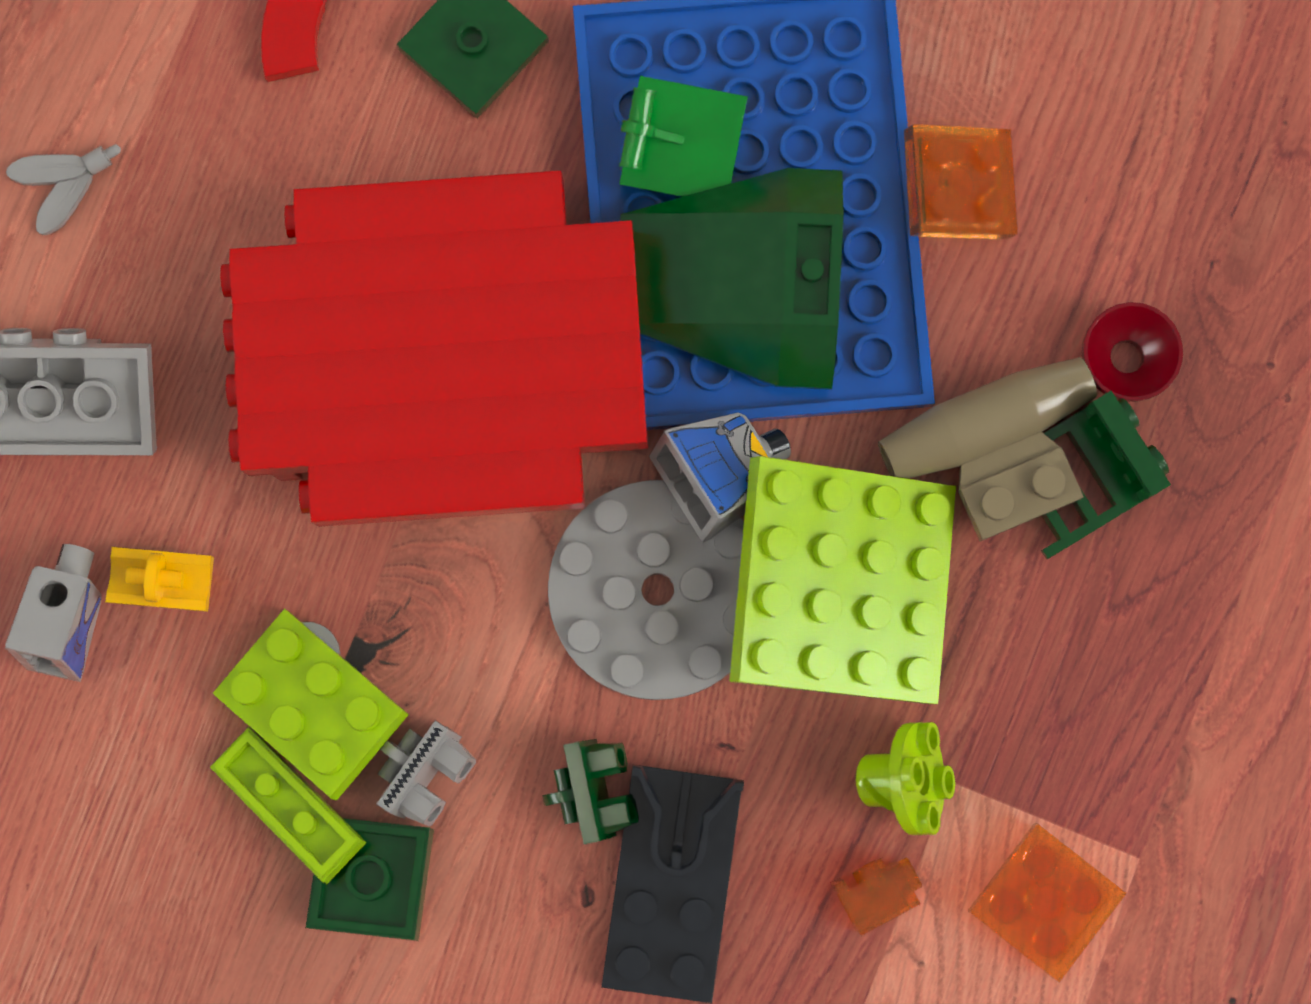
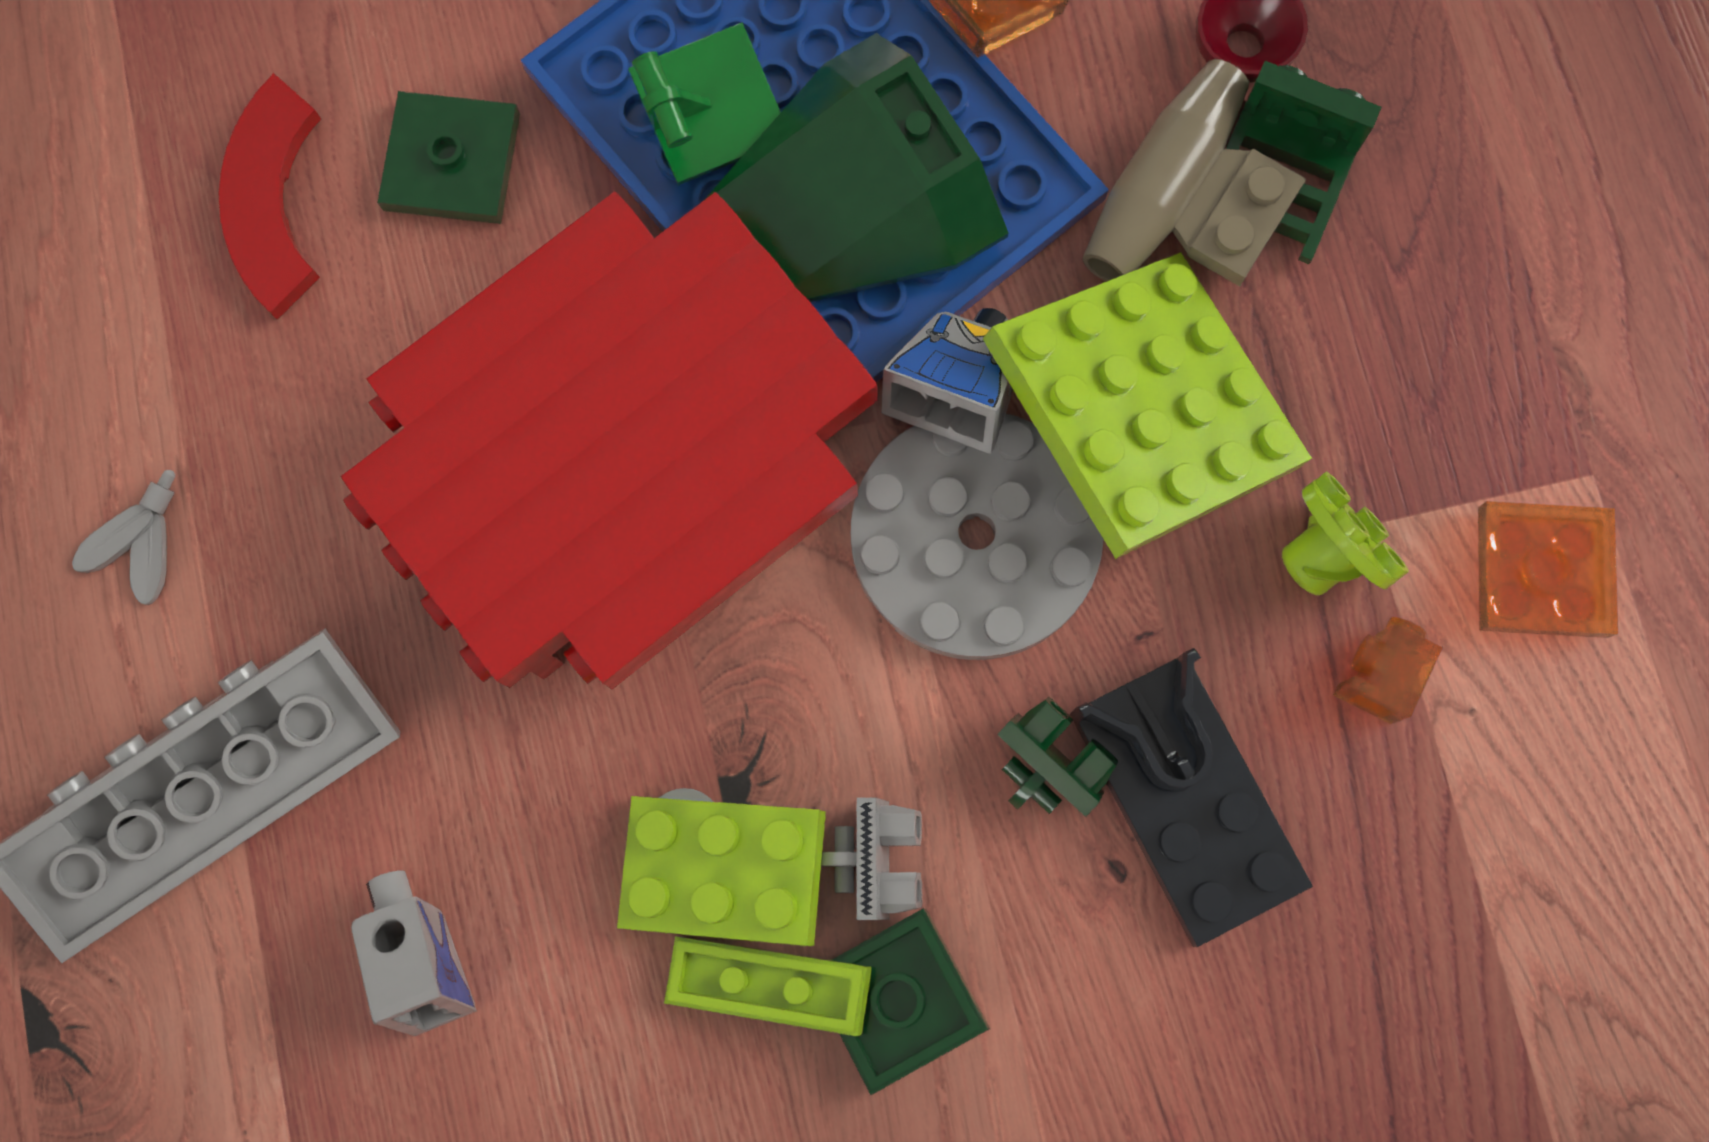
camera: 30 degrees left, 5 degrees down
(160, 579) = (488, 851): yellow hips -> none

